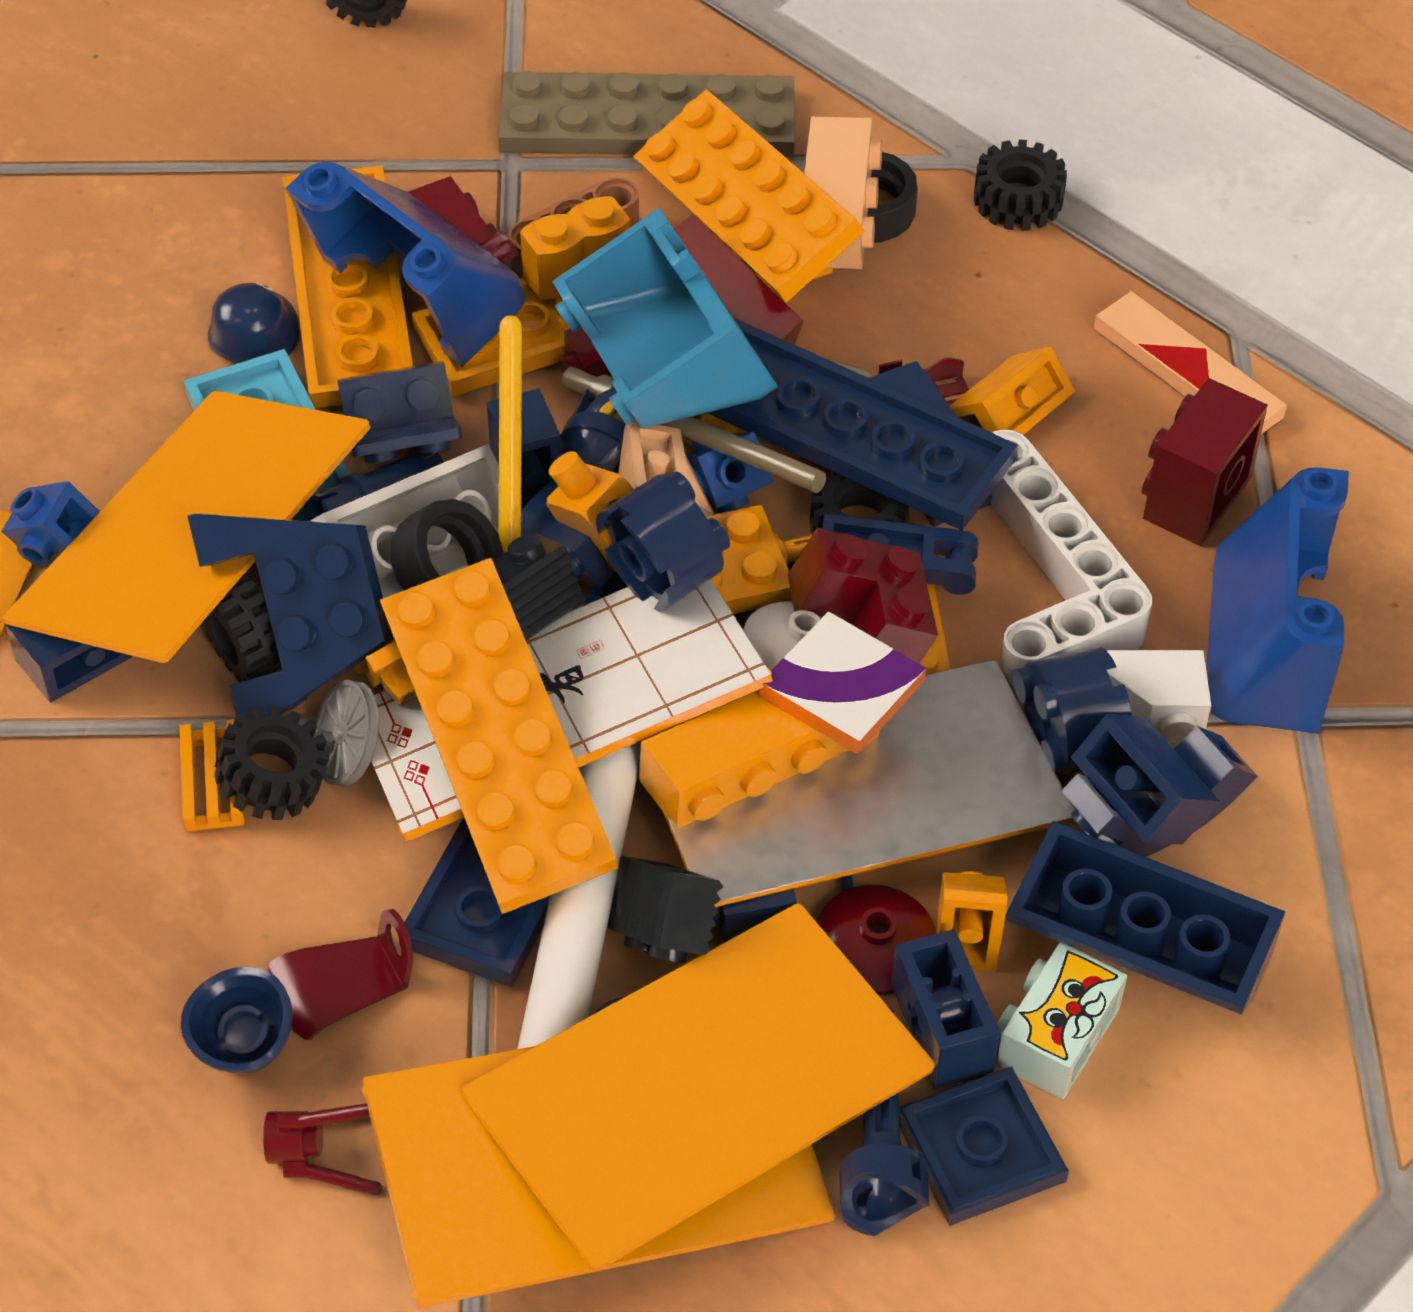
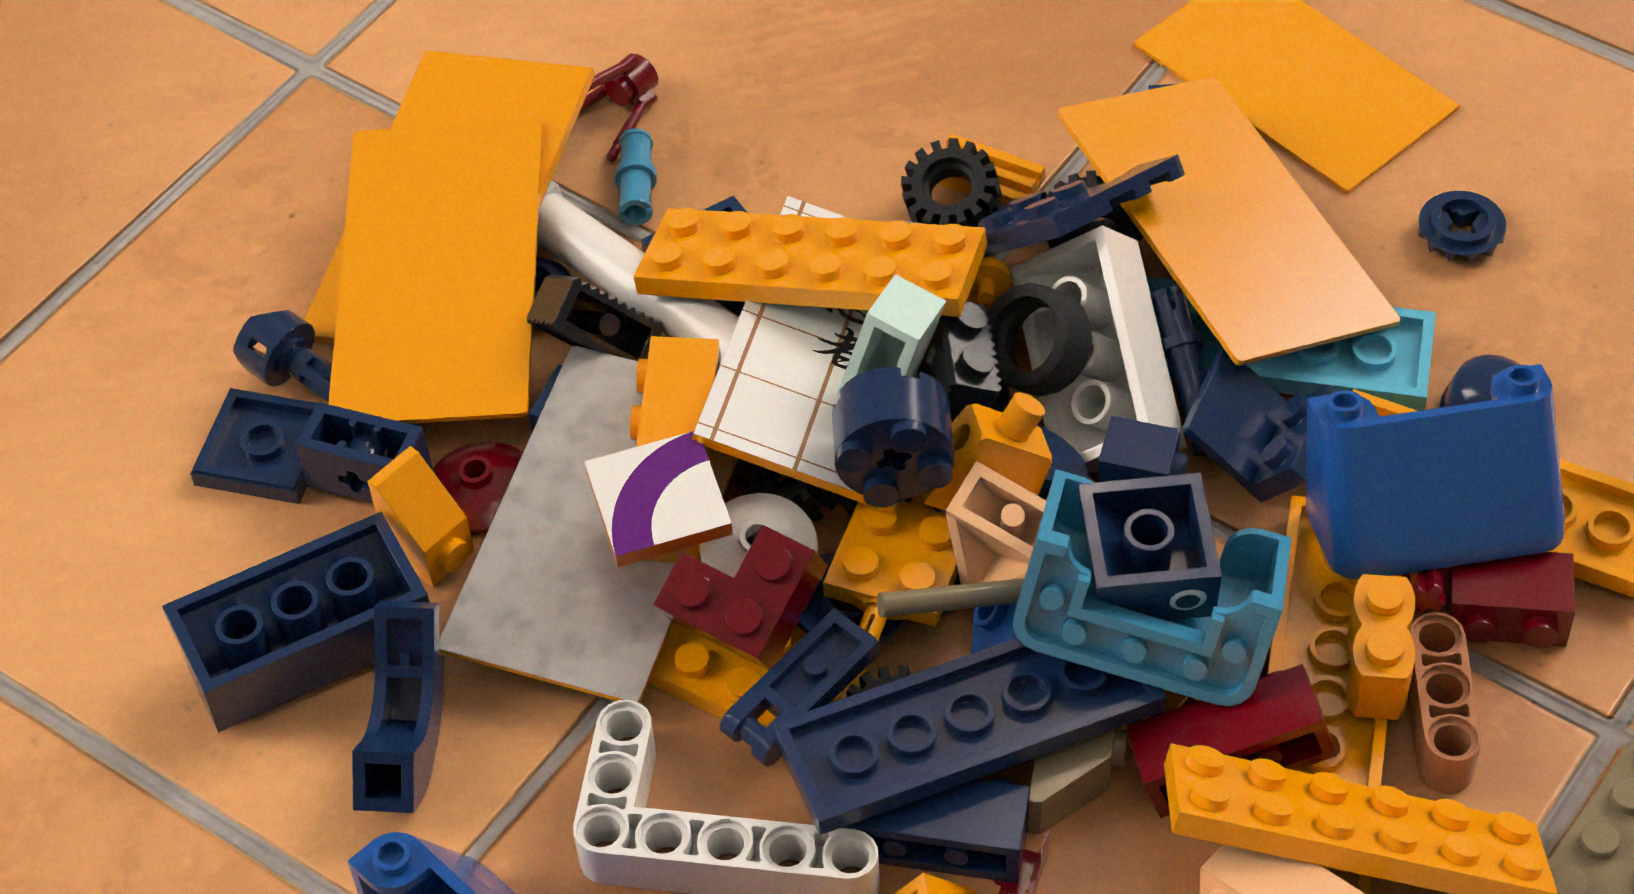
camera: 130 degrees right, 0 degrees up
(47, 406) = (1462, 209): none -> dark blue gear
(47, 520) = (1315, 154): blue brick -> none
(238, 1020) = (733, 76): dark blue helmet -> none
(344, 976) = (738, 165): dark red piece -> none
(430, 1041) = (635, 176): none -> dark azure pin
(510, 429) = (1113, 408): yellow piece -> none
(560, 602) = (896, 330): none -> light aqua piece
(637, 320) = (1152, 545): none -> dark blue slope
(1059, 1019) = (287, 512): light aqua brick -> none
(1067, 700) = (526, 705): dark blue brick -> none
(1145, 779) = (393, 669): dark blue brick -> none
(1165, 688) = (508, 807): white slope -> none

